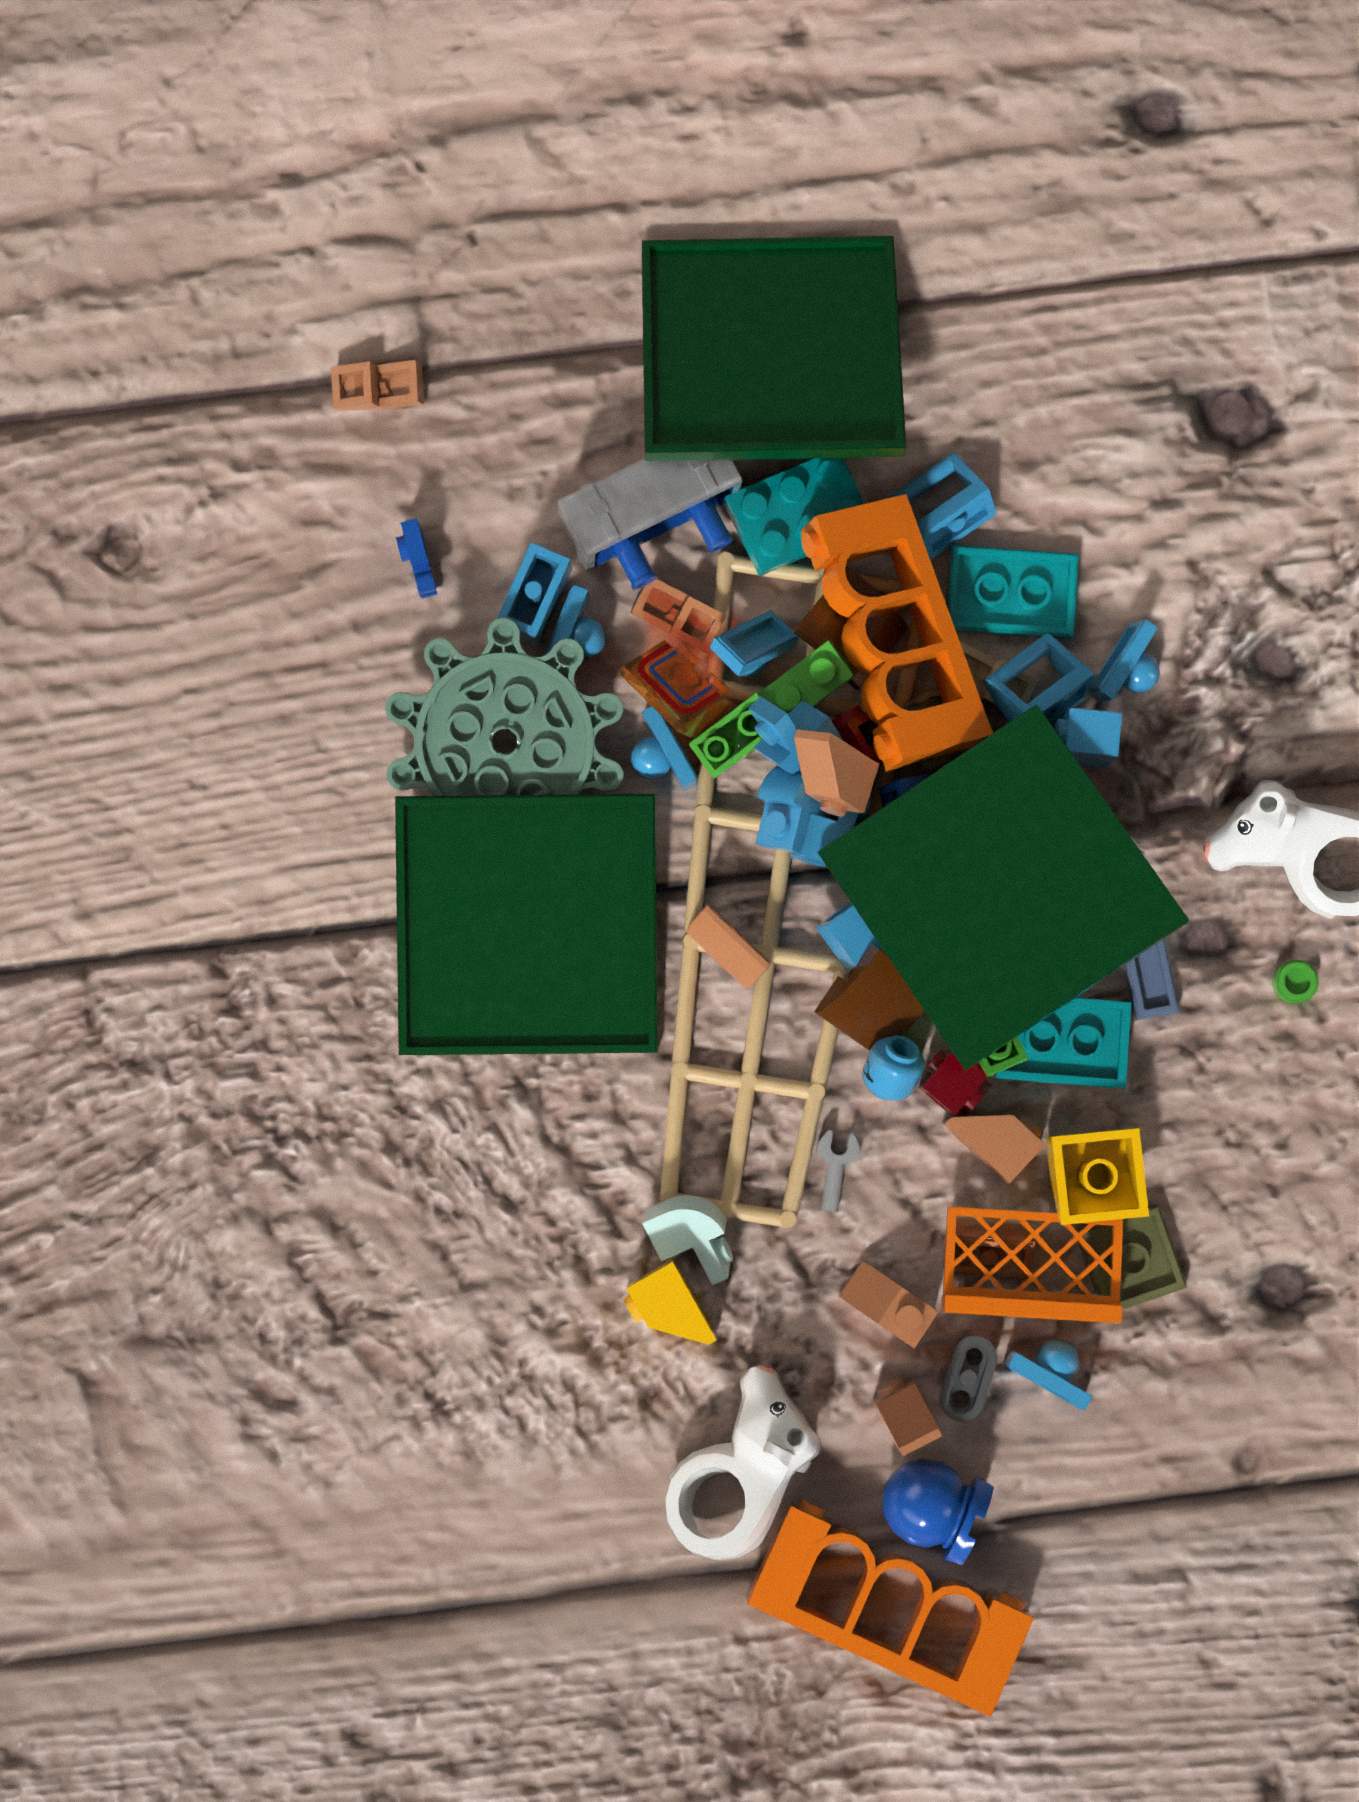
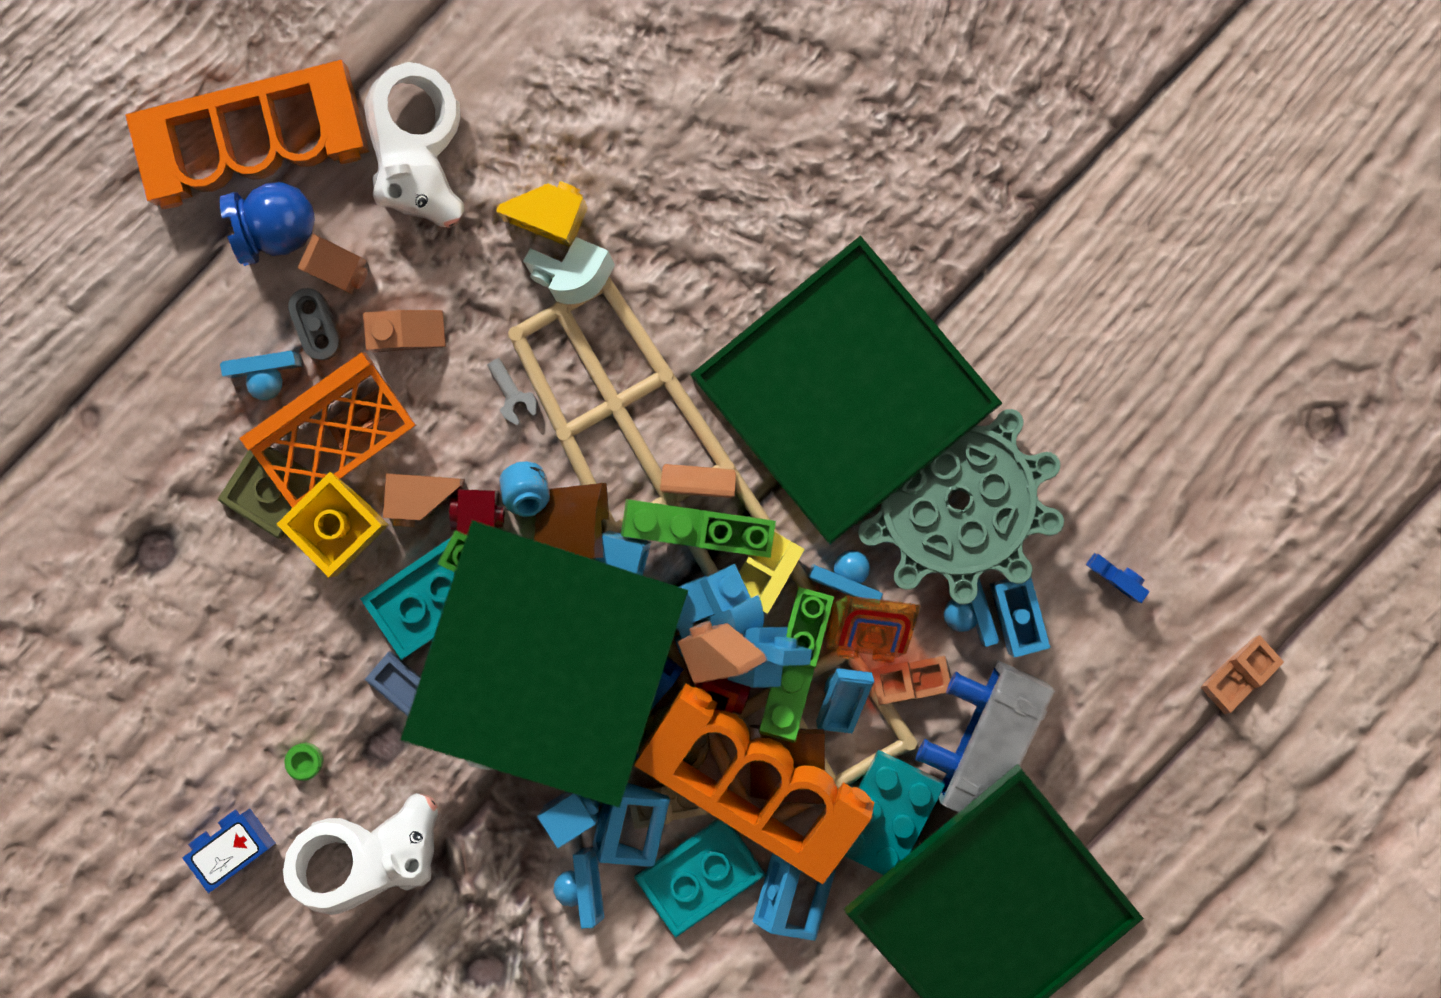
camera: 135 degrees right, 5 degrees up
(725, 817) = (768, 575): none -> light yellow panel
(762, 903) = (698, 528): none -> bright green slope

